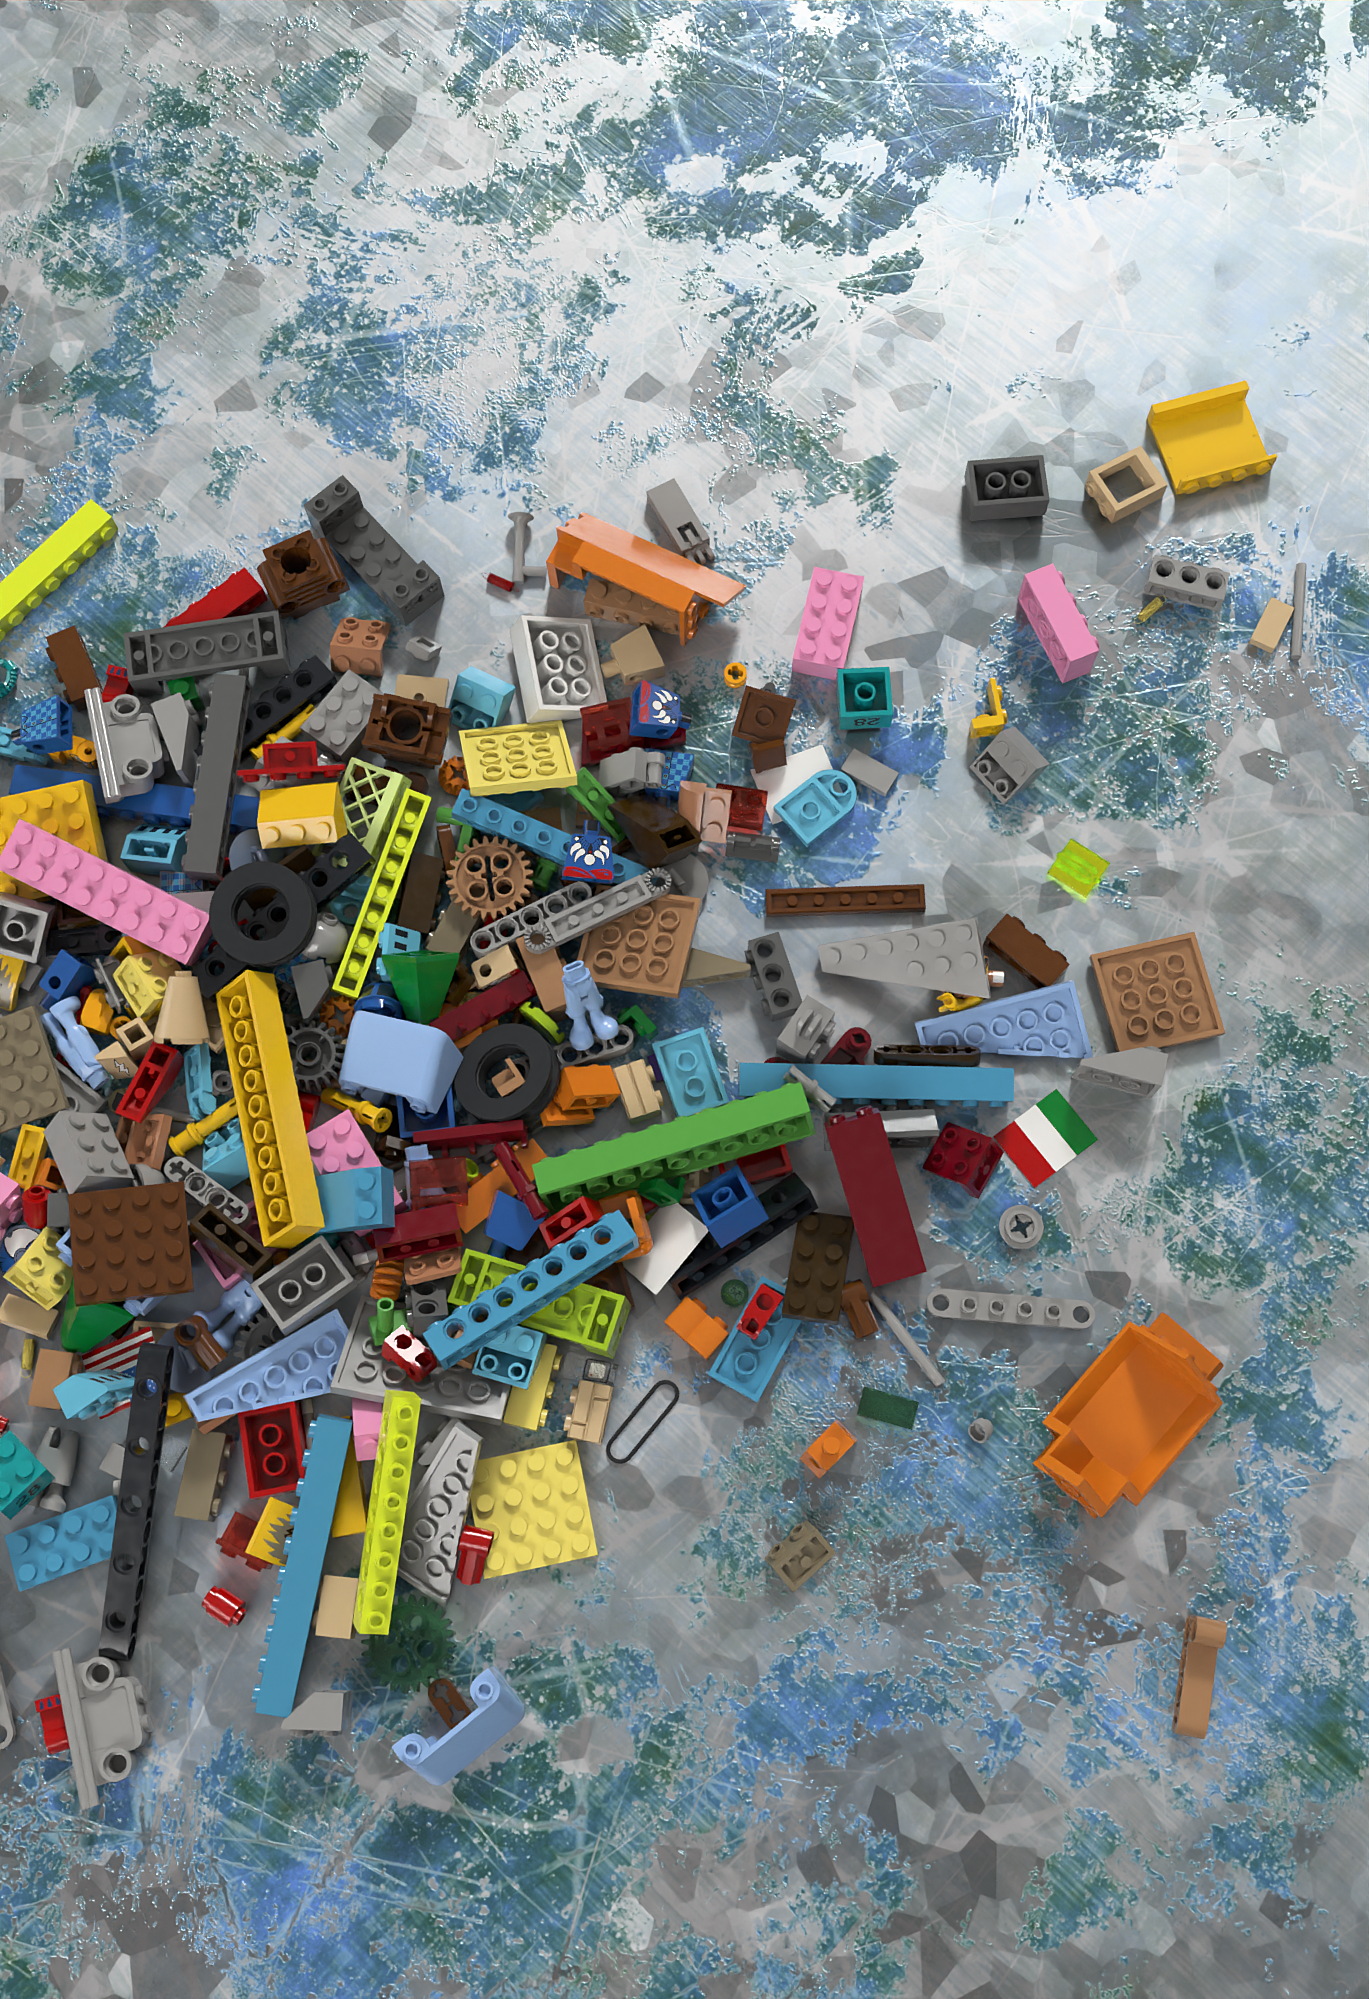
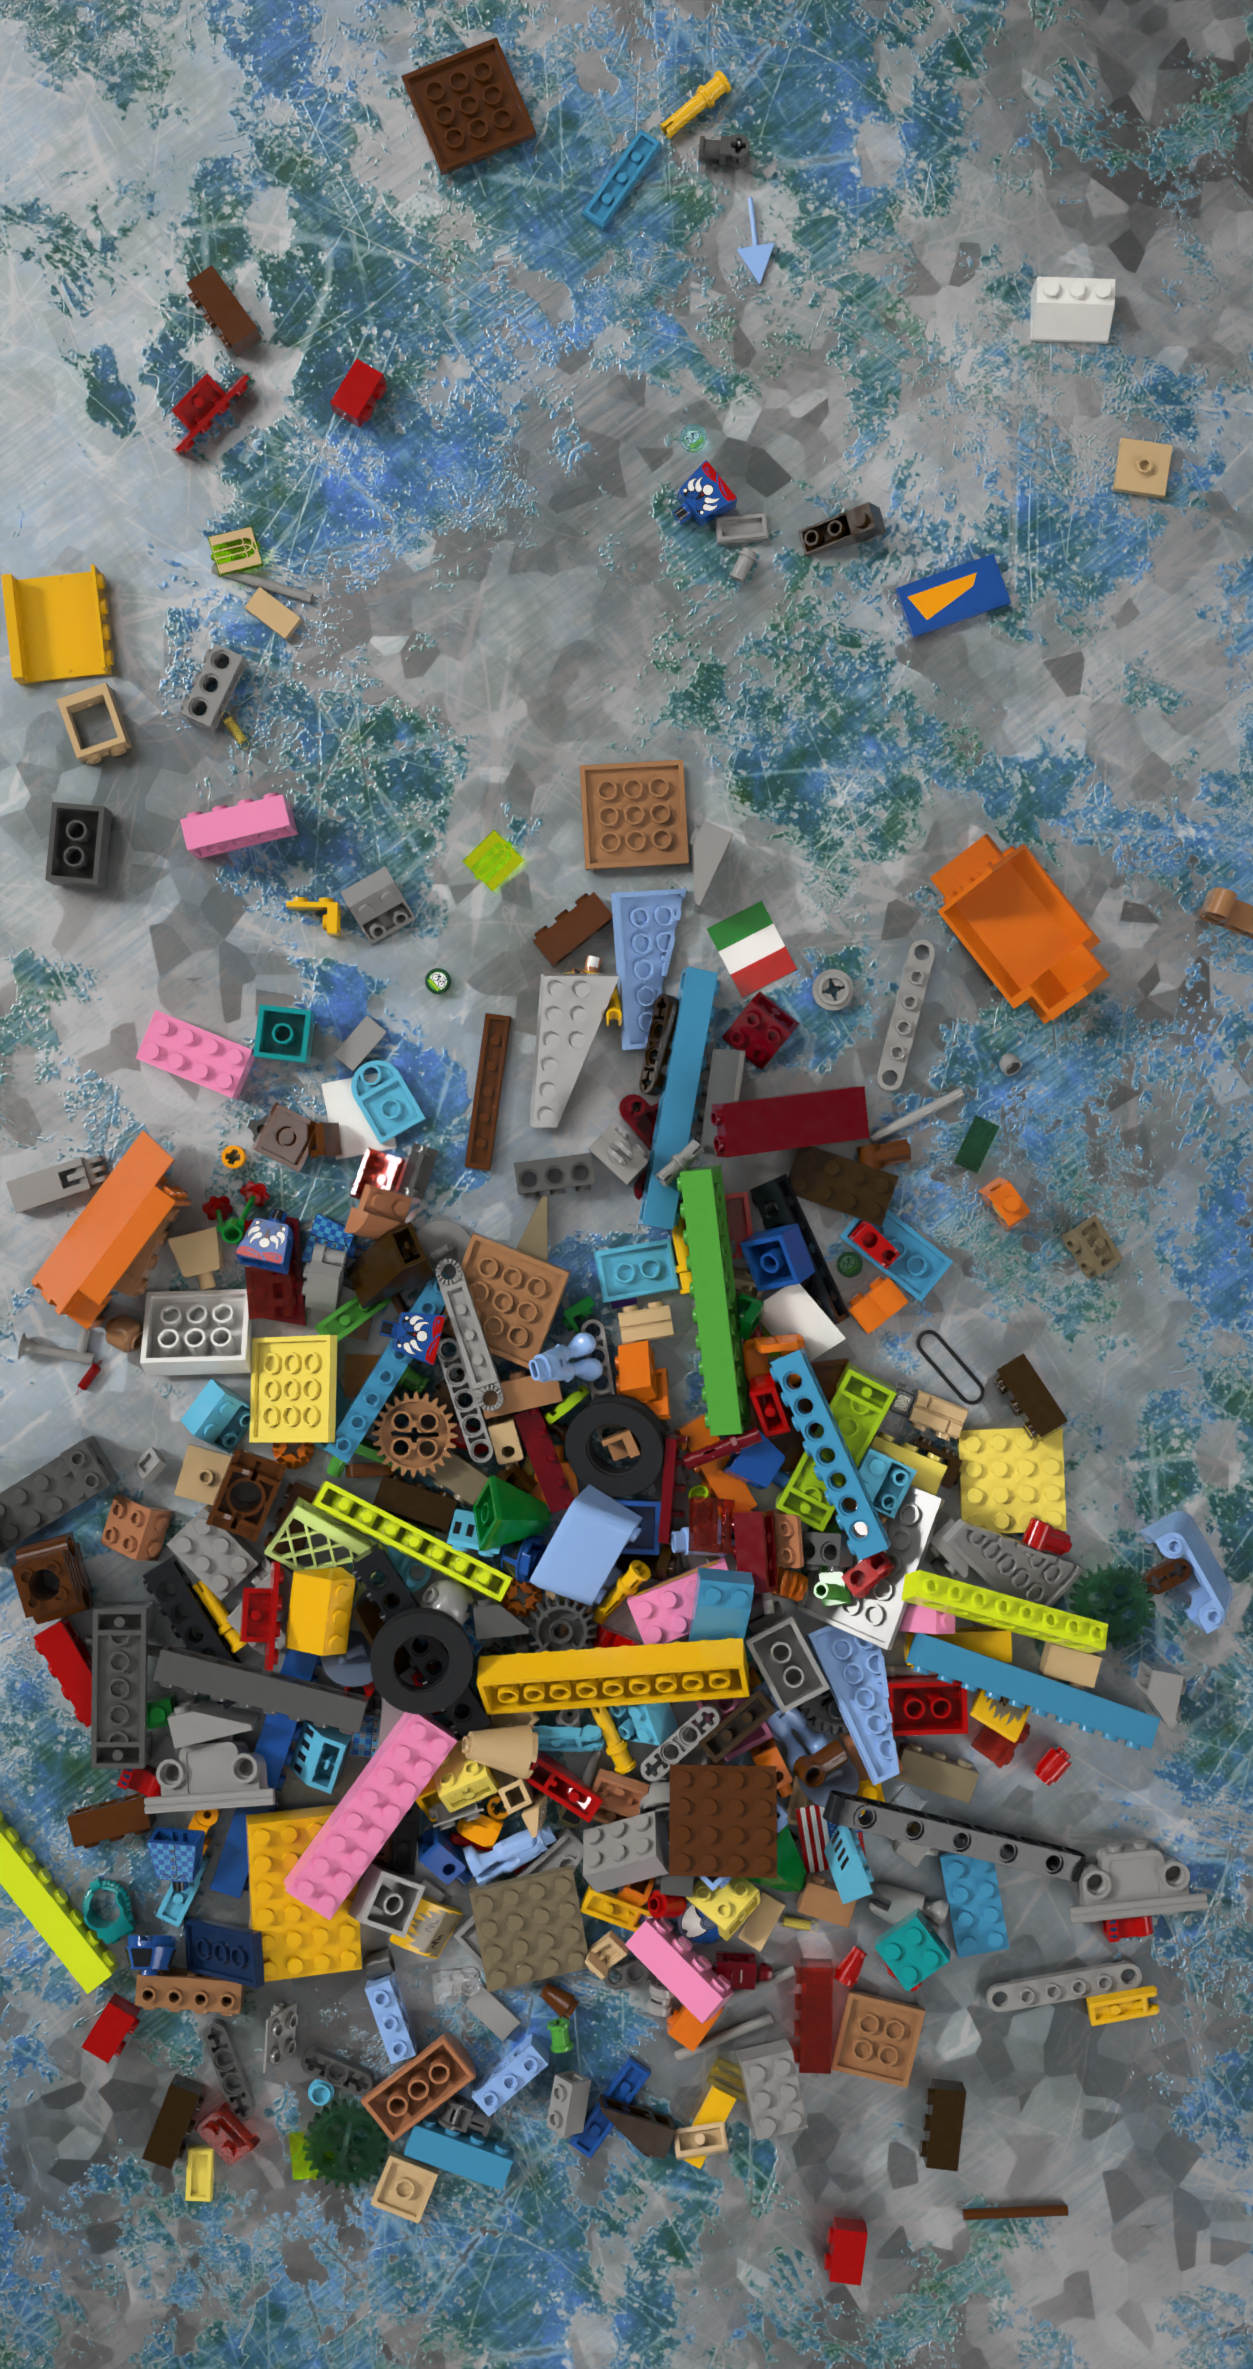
camera: 85 degrees left, 15 degrees up
(205, 1295) = (770, 1754): none -> orange torso
(527, 1437) = (952, 1474): none -> dark brown bracket
(547, 602) = (124, 1333): none -> medium nougat head
(622, 1505) = (1029, 1398): none -> dark brown brick
(681, 669) = (219, 1208): none -> plant
(946, 835) = (438, 981): none -> tile
(1322, 581) = (235, 551): none -> piece

